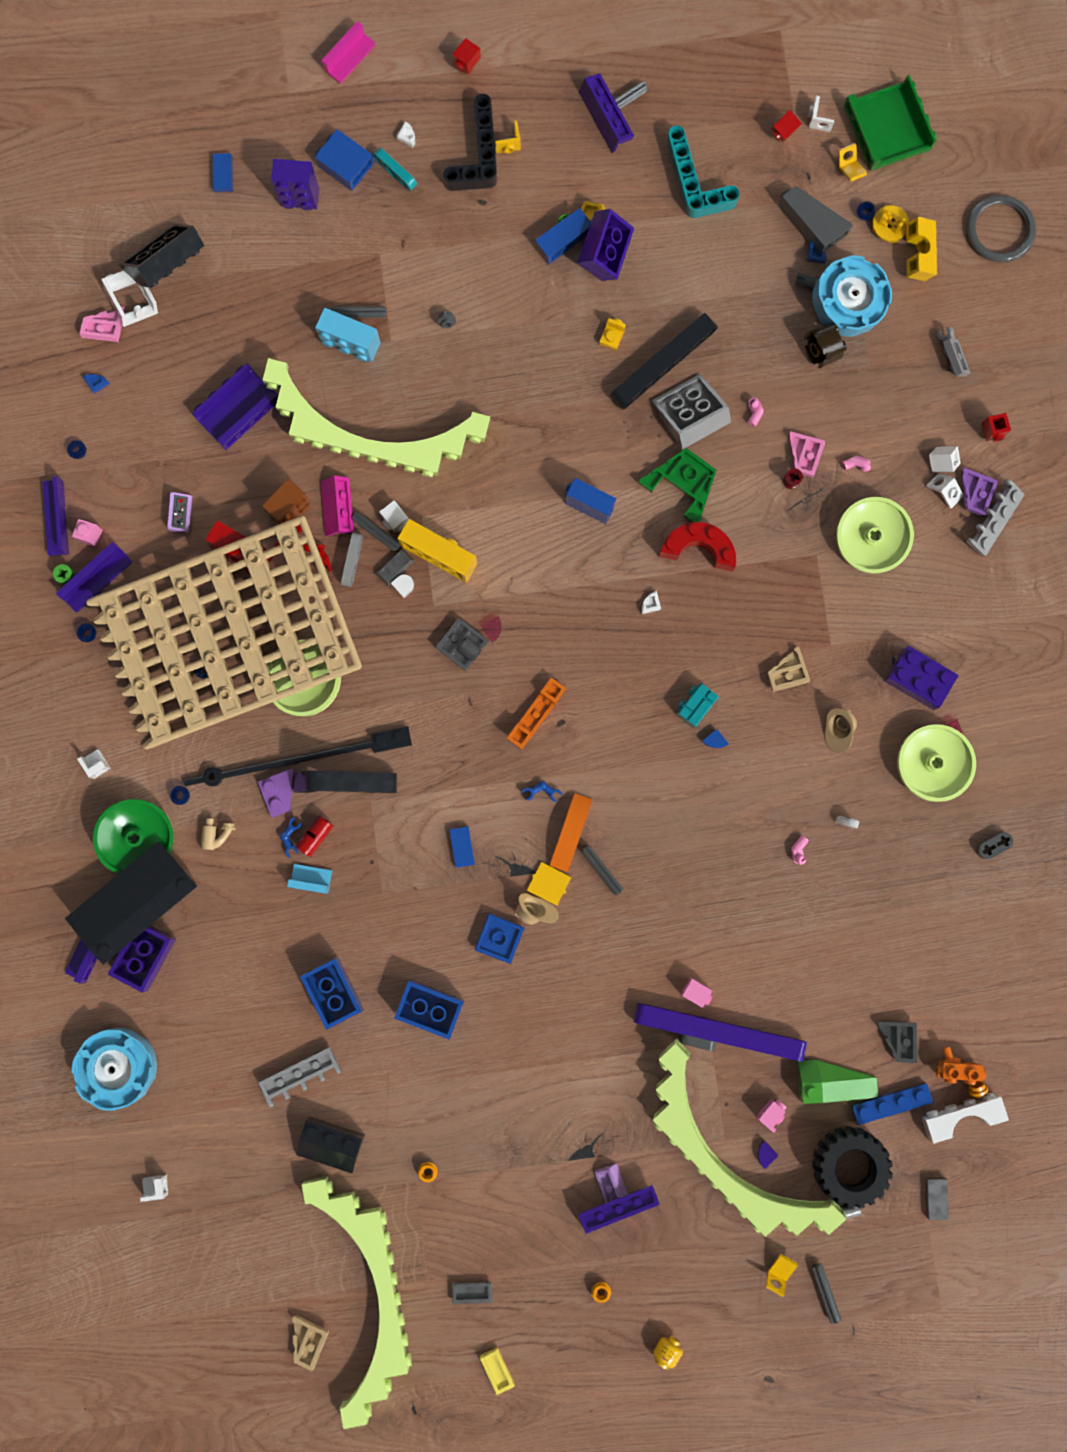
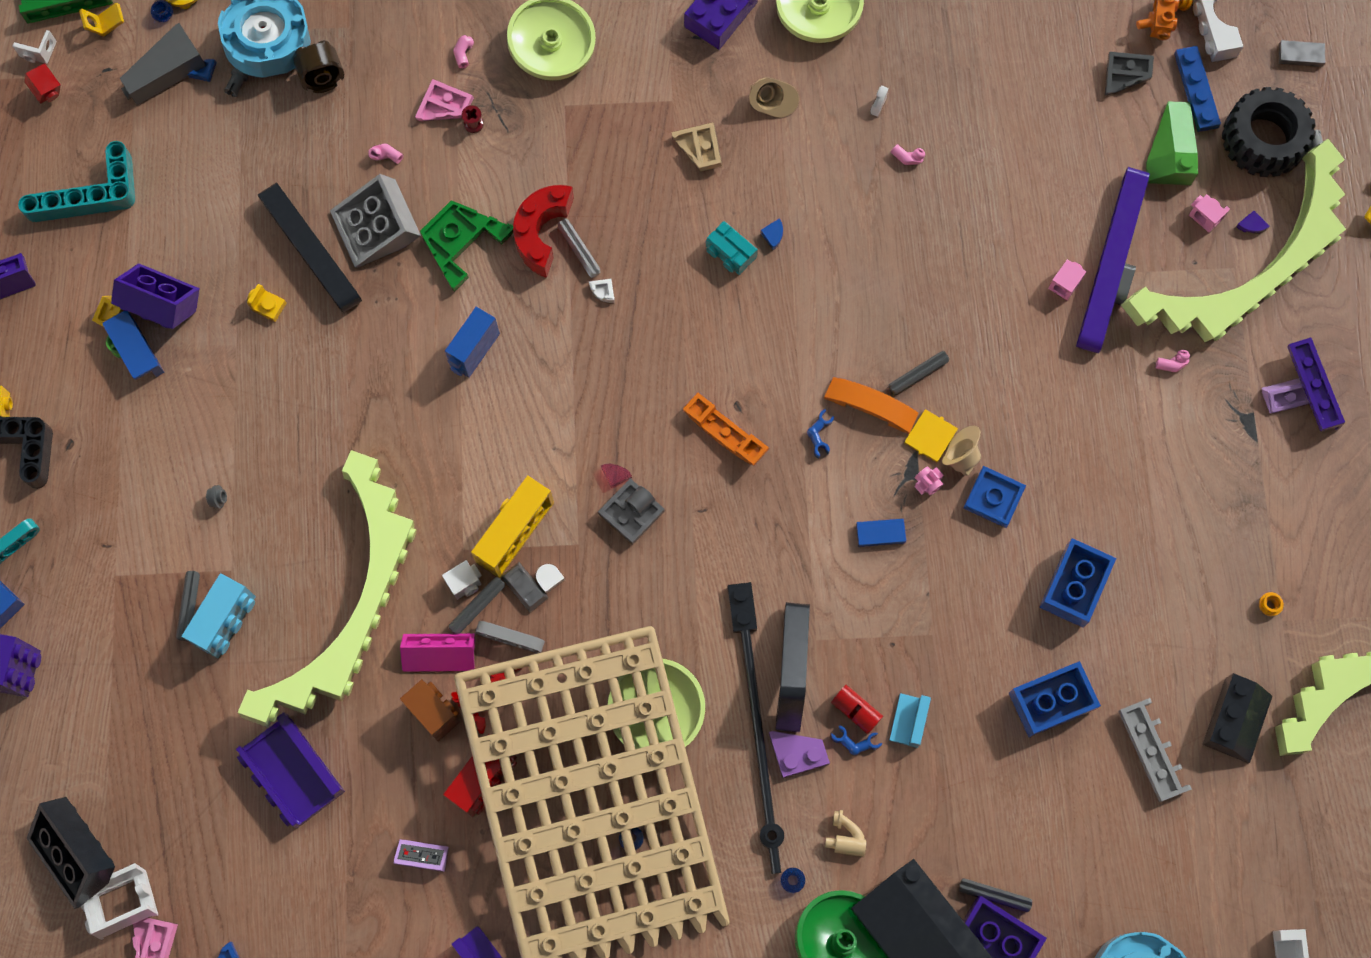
camera: 85 degrees left, 10 degrees down
(178, 953) = (995, 895): none -> dark grey axle
(507, 883) = (929, 481): none -> bright pink gear
(630, 1088) = (1174, 364): none -> bright pink arm
(686, 579) = (579, 248): none -> light grey axle

